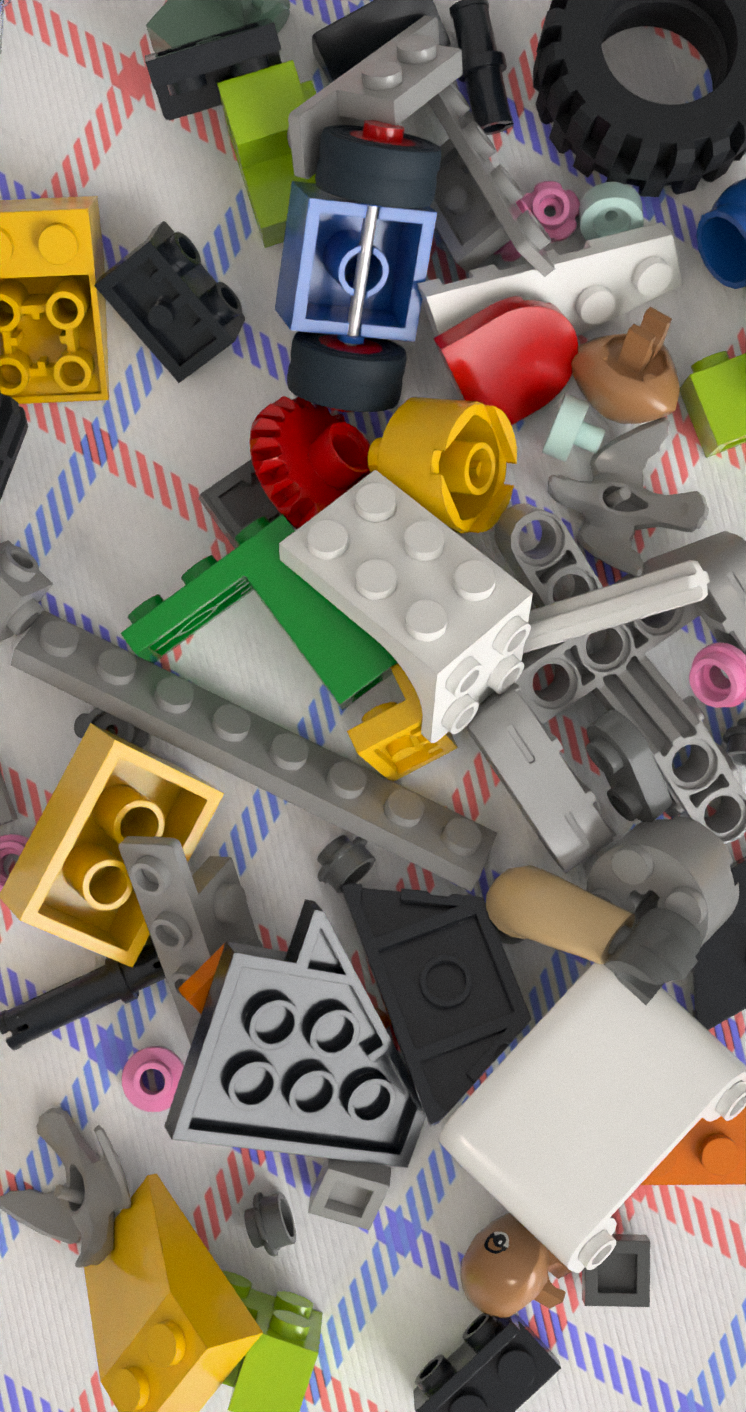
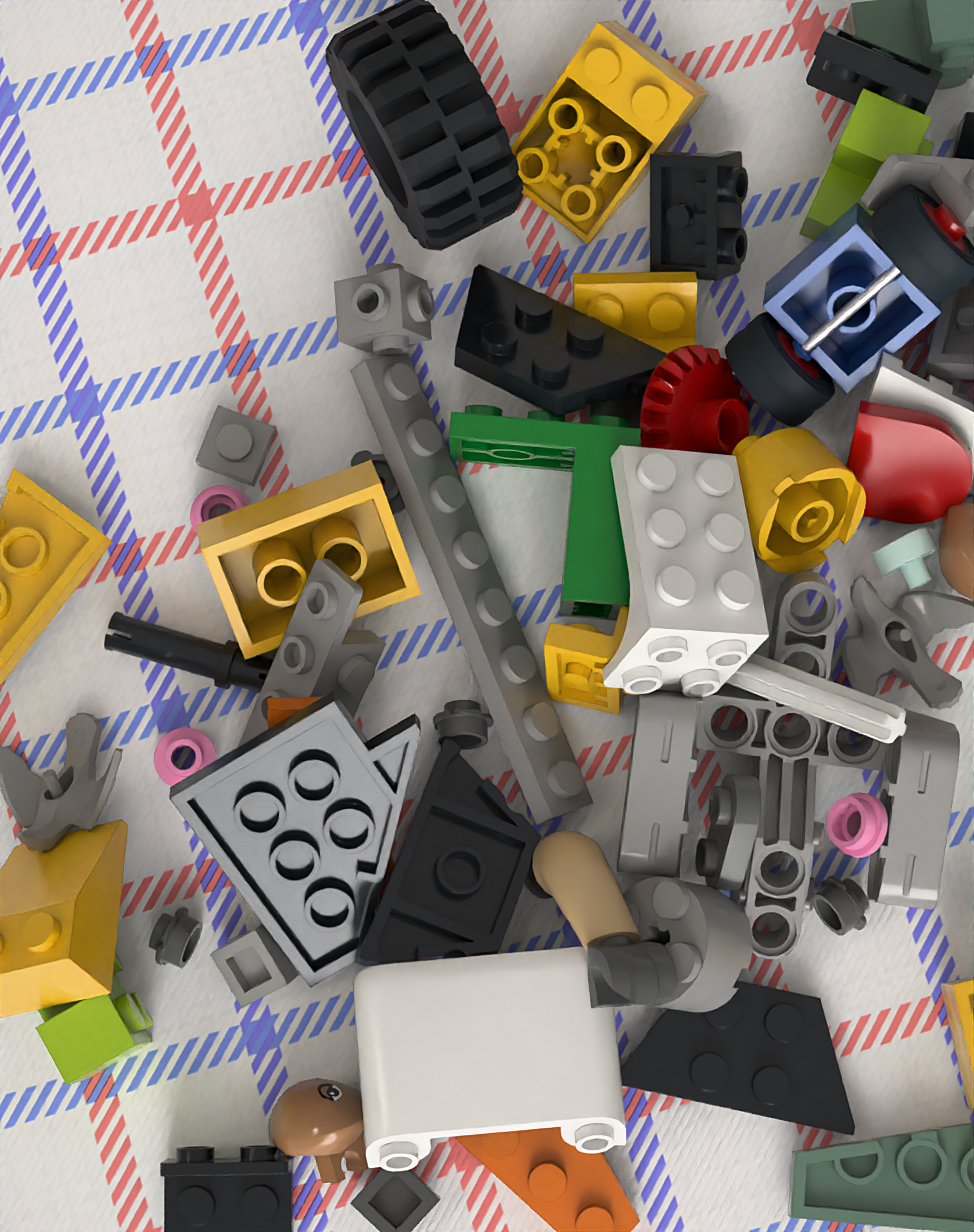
camera: 40 degrees right, 5 degrees down
(148, 513) = (545, 347): none -> black wing
(195, 428) = (644, 305): none -> yellow bracket

